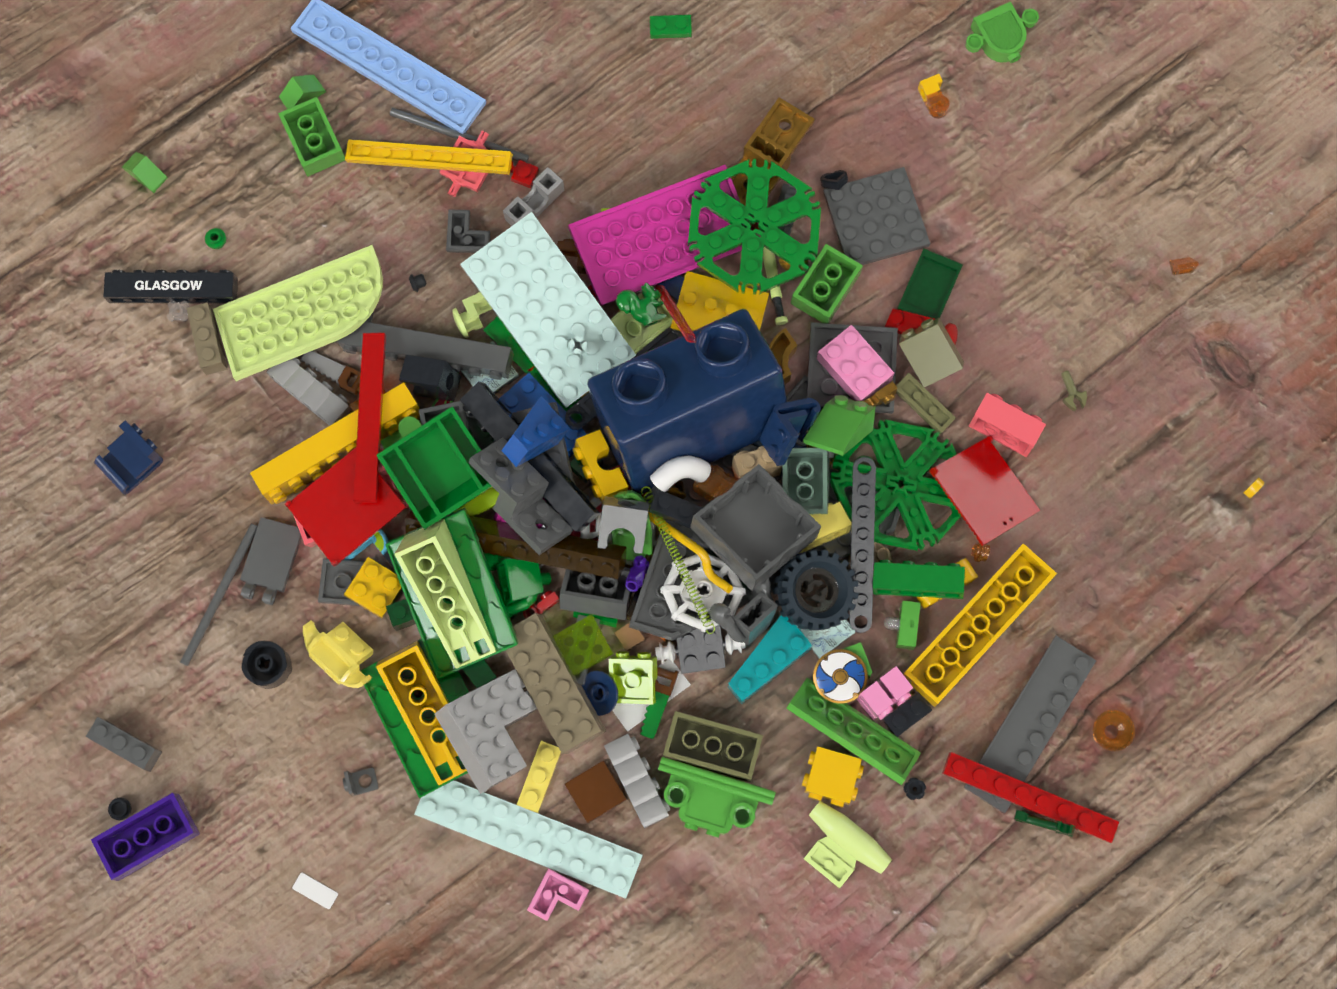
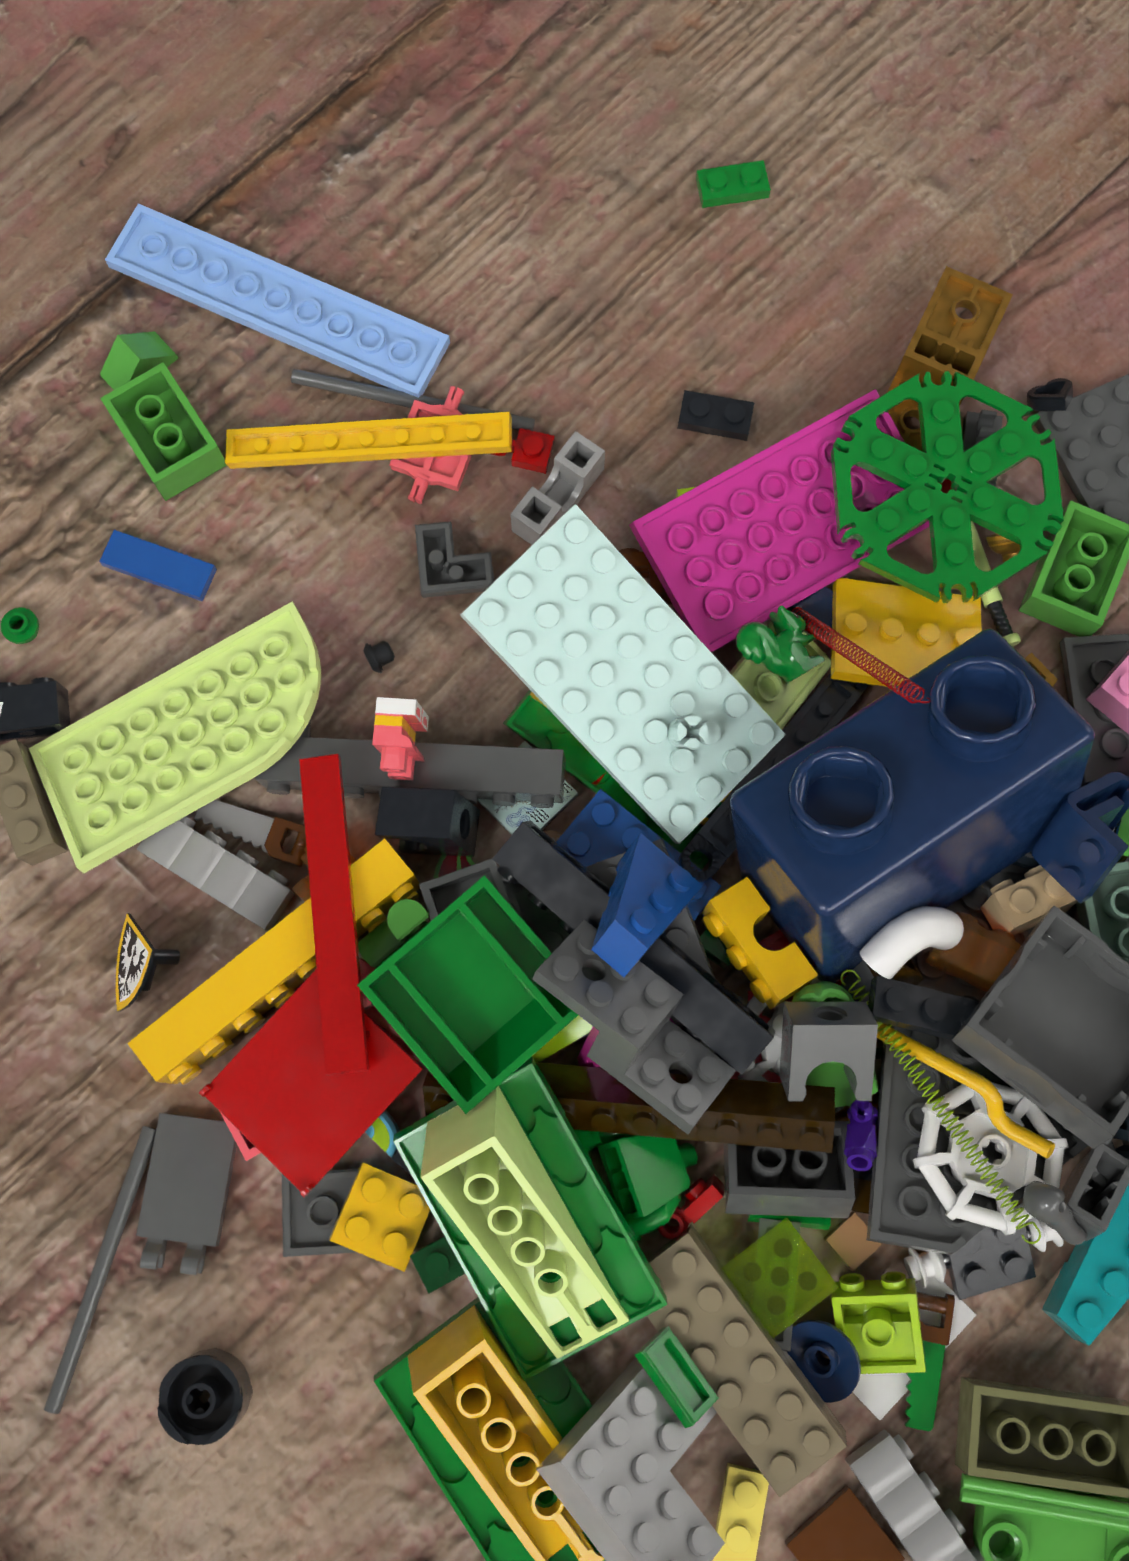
camera: 10 degrees left, 0 degrees up
(258, 435) = (137, 963): none -> shield
(298, 213) = (158, 565): none -> blue tile
(338, 653) = (335, 1354): light yellow plate -> none
(418, 325) = (395, 735): none -> coral hips
(470, 319) = (483, 686): yellowish green piece -> none
(479, 673) = (603, 1361): dark green brick -> none
(516, 683) = (676, 1377): none -> green tile
(635, 166) = (715, 415): none -> black plate

